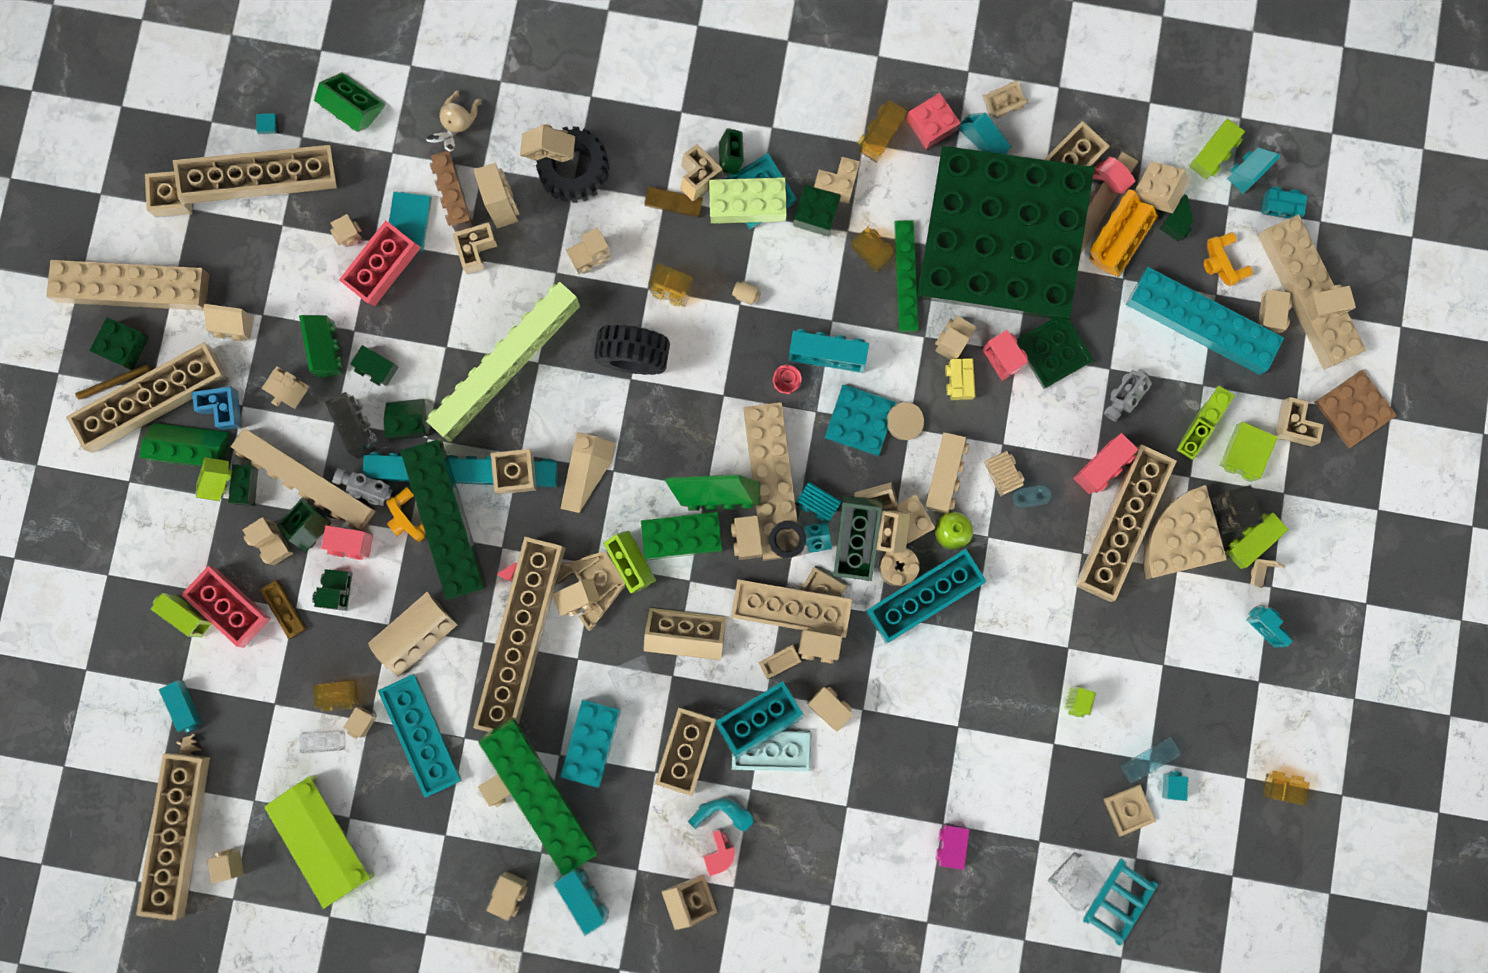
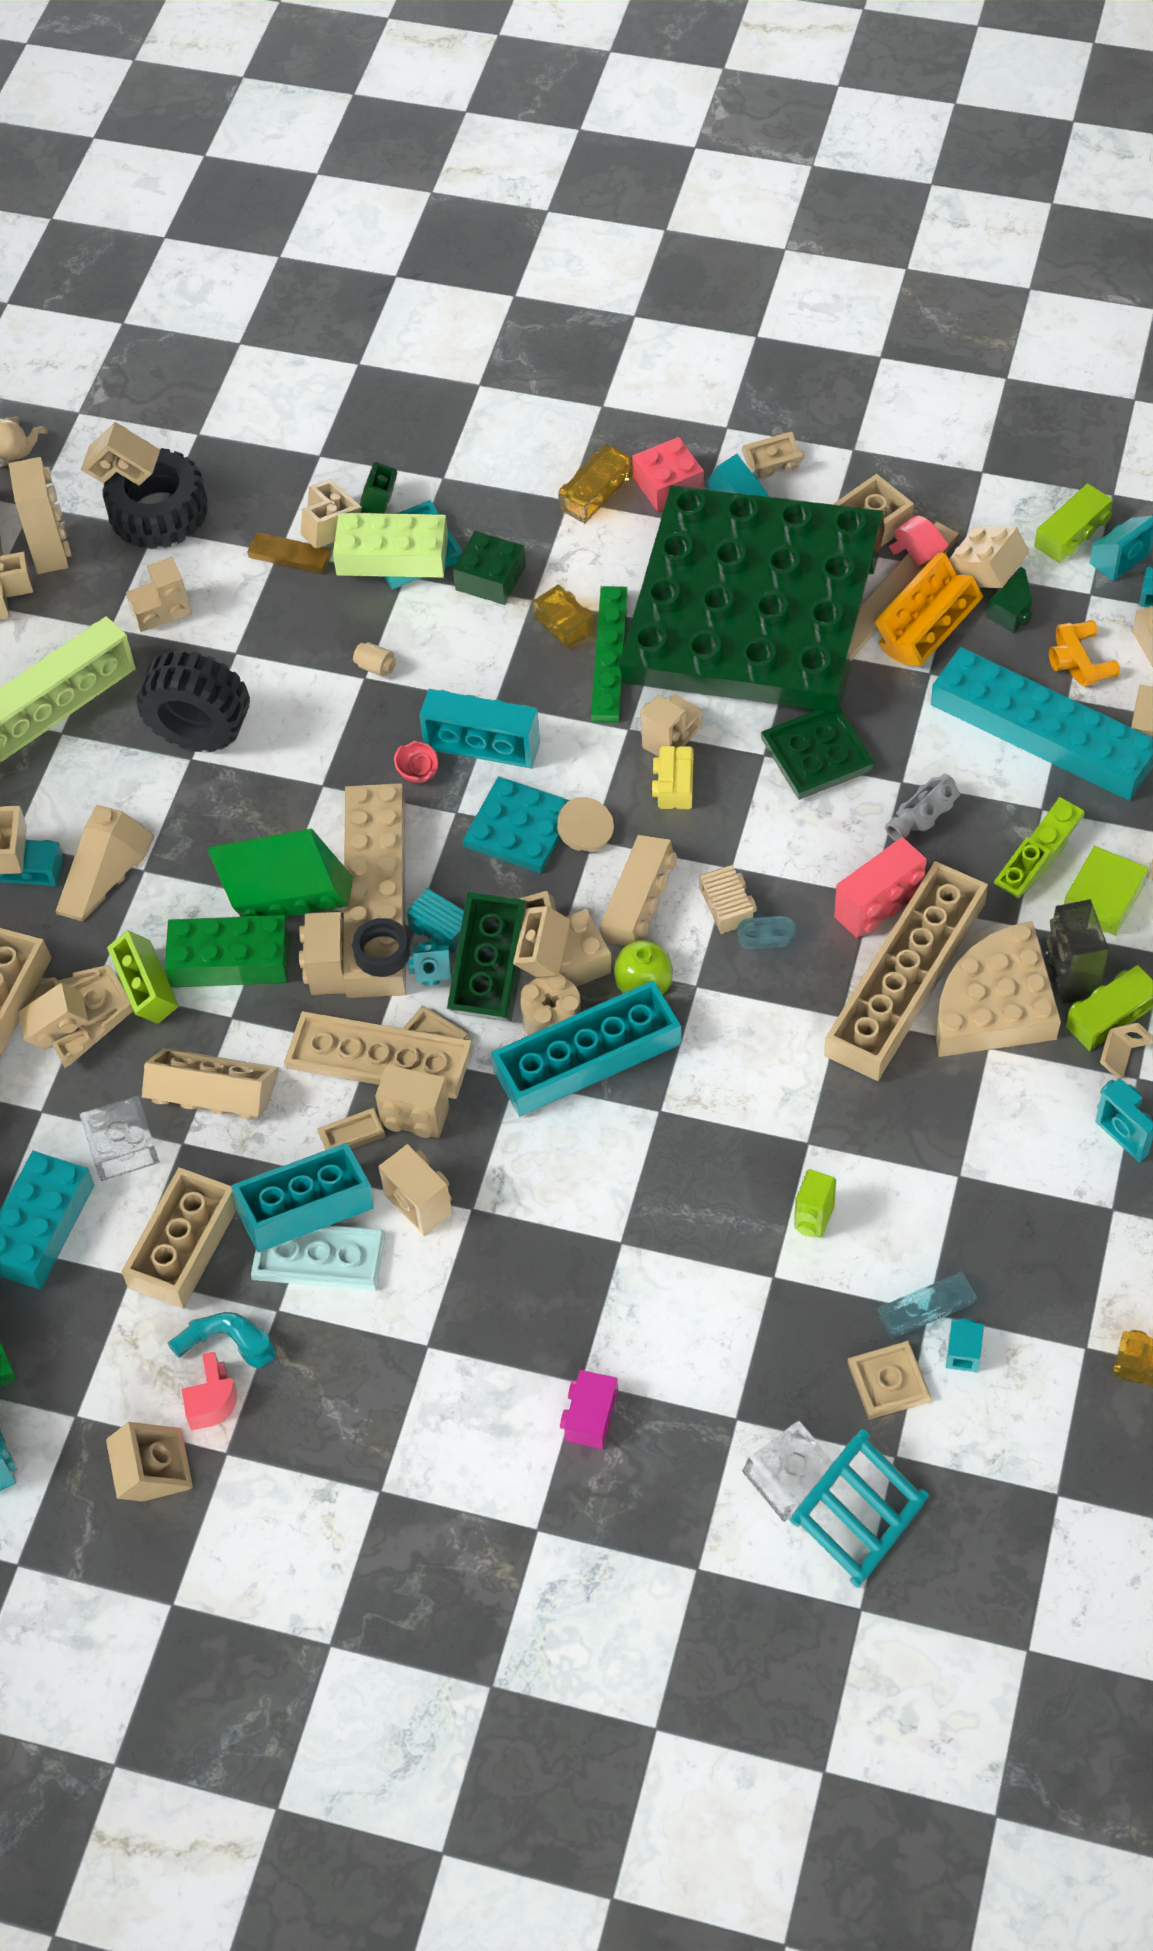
camera: 10 degrees right, 25 degrees down
(670, 285) = (266, 639): clear yellow brick -> none
(839, 183) = (533, 532): tan brick -> none
(1005, 355) = (741, 745): coral brick -> none

